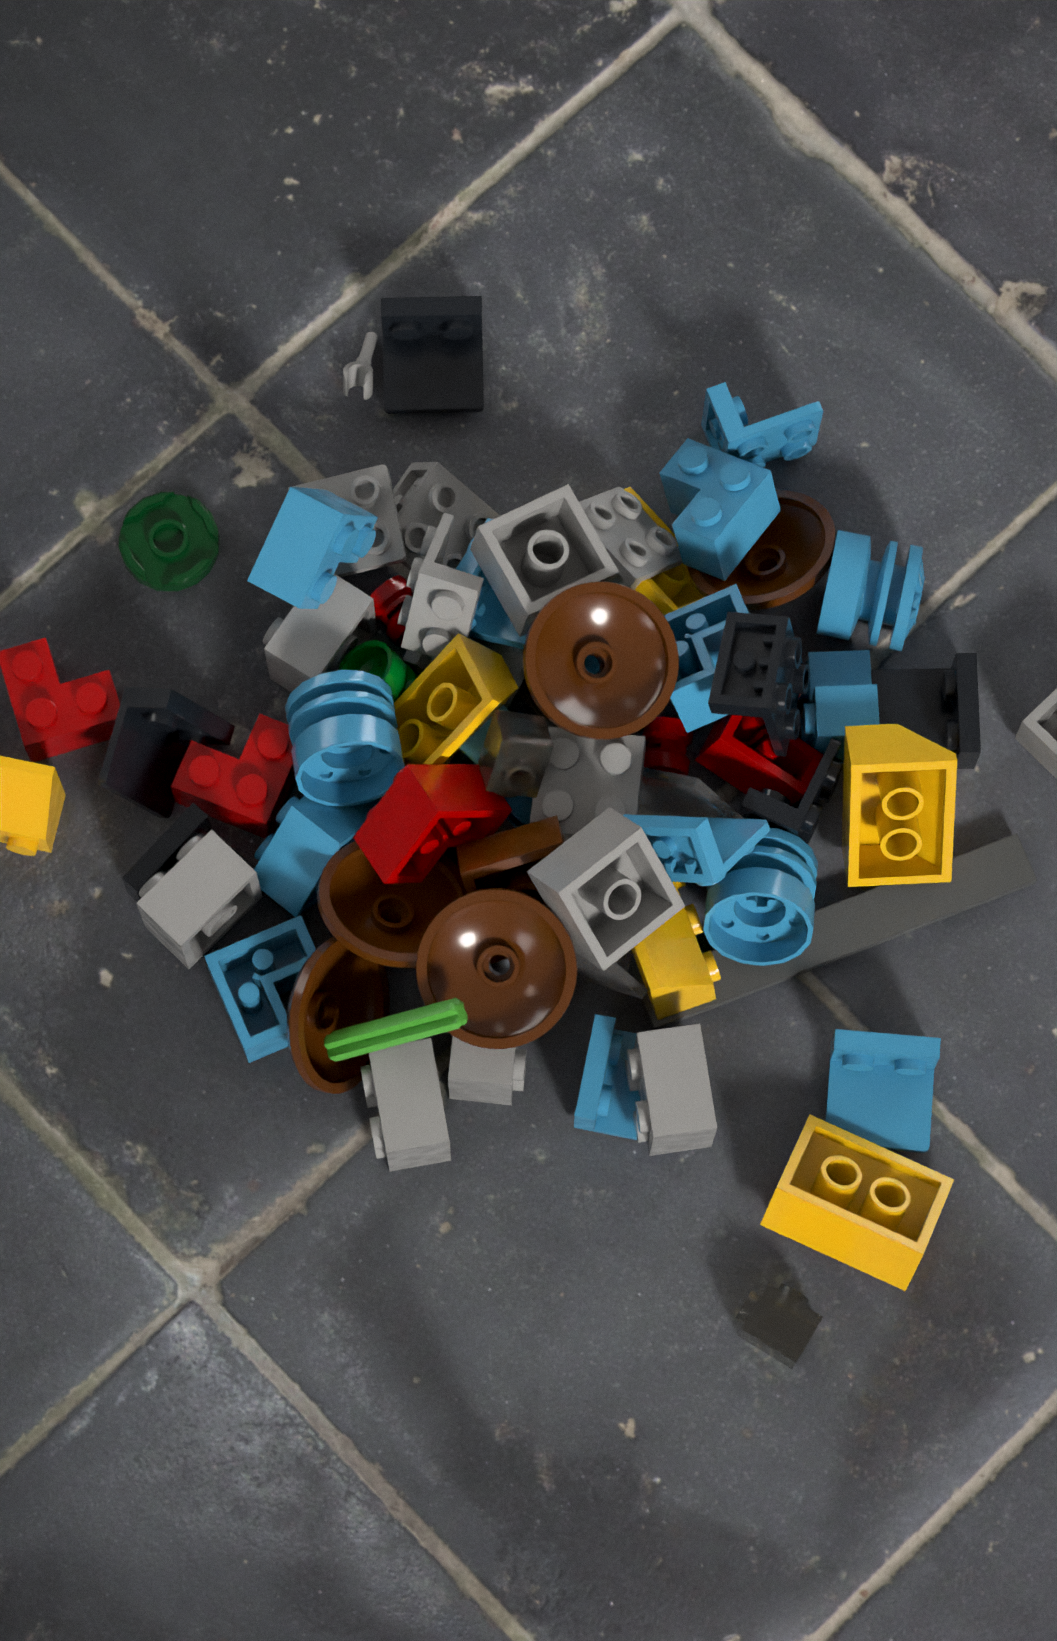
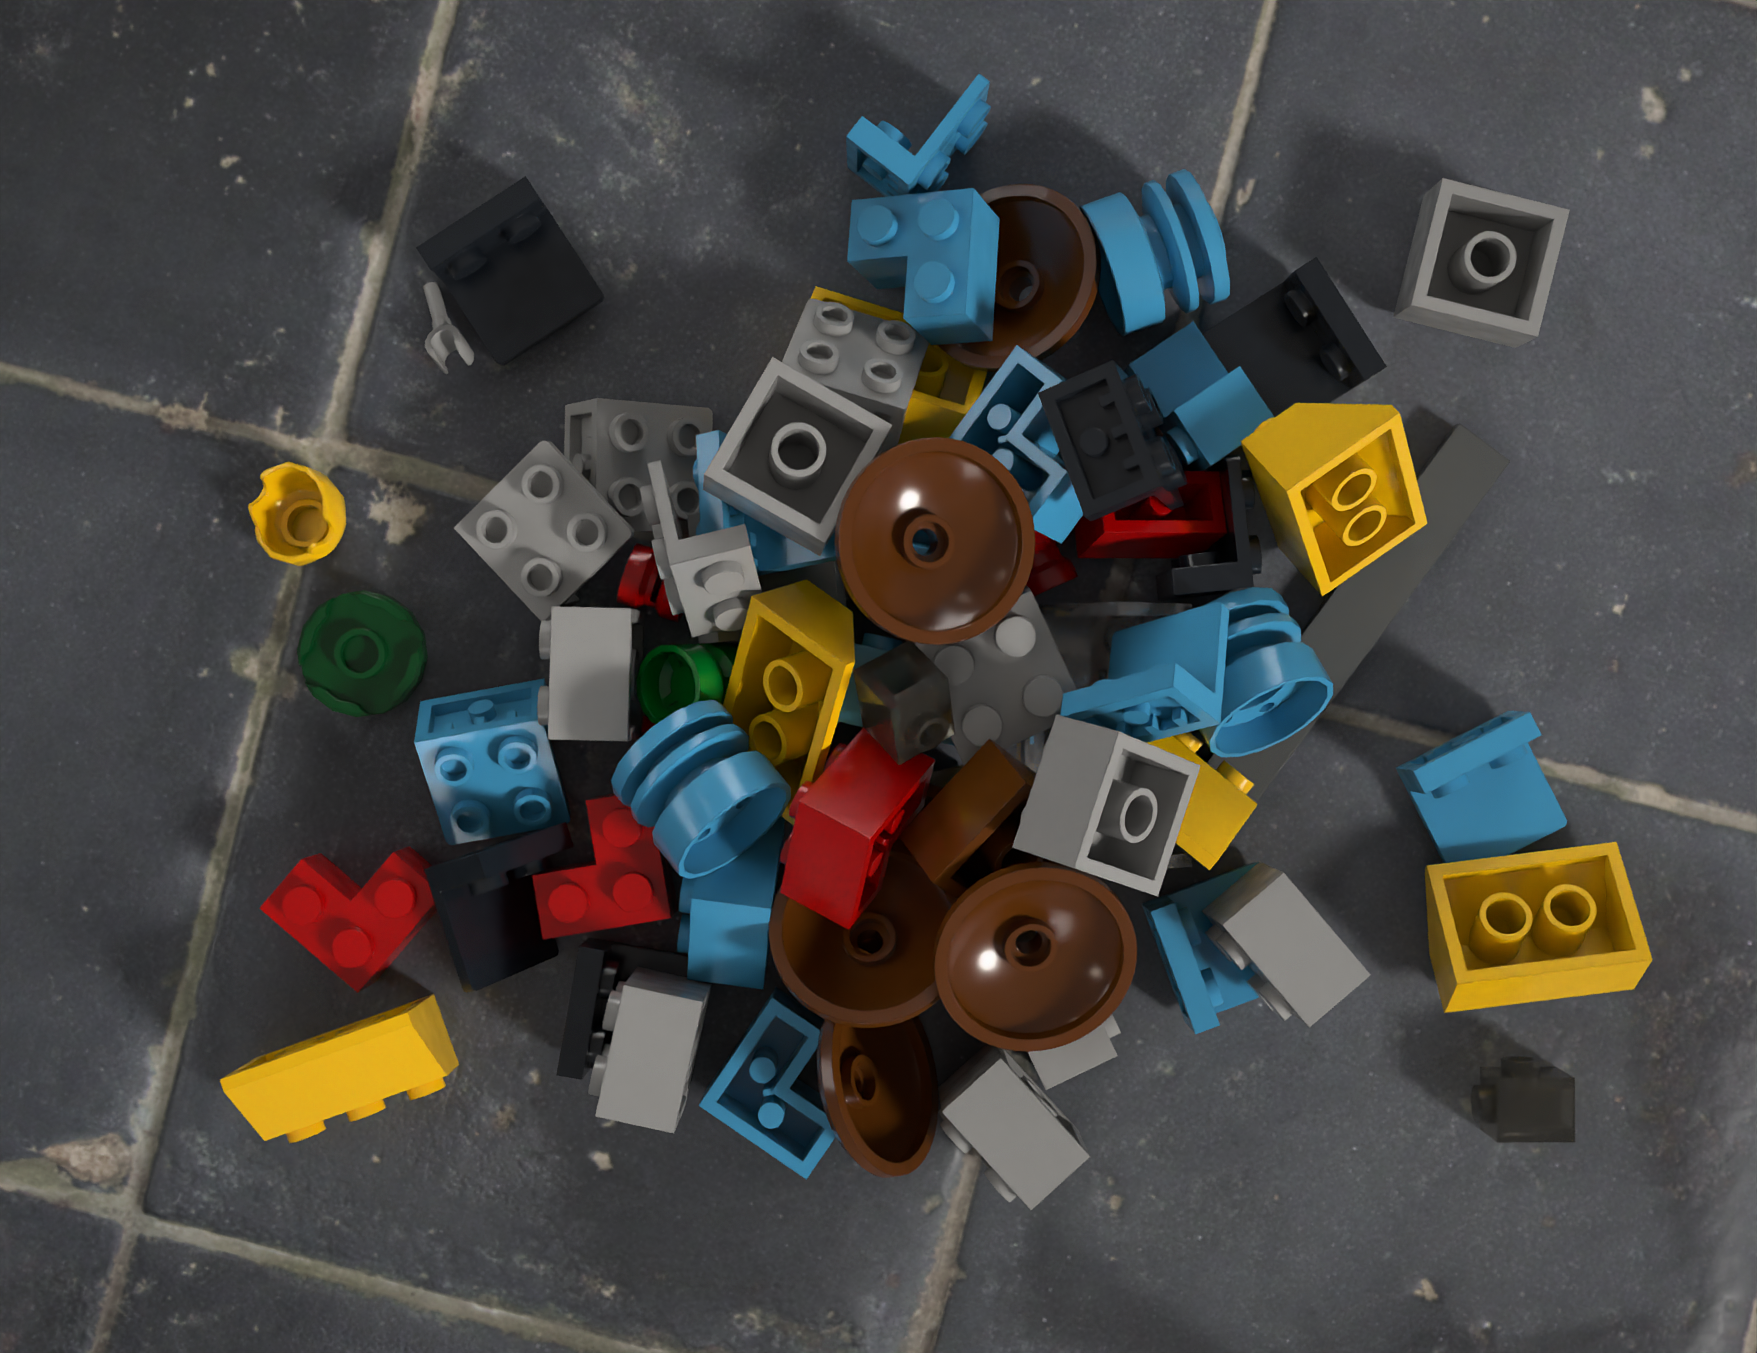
camera: 30 degrees left, 15 degrees up
(189, 423) = (298, 514): none -> yellow hair
(210, 657) = (490, 763): none -> dark azure bracket
(308, 543) = (521, 597): dark azure brick -> none
(396, 1029) = (963, 1080): bright green axle -> none

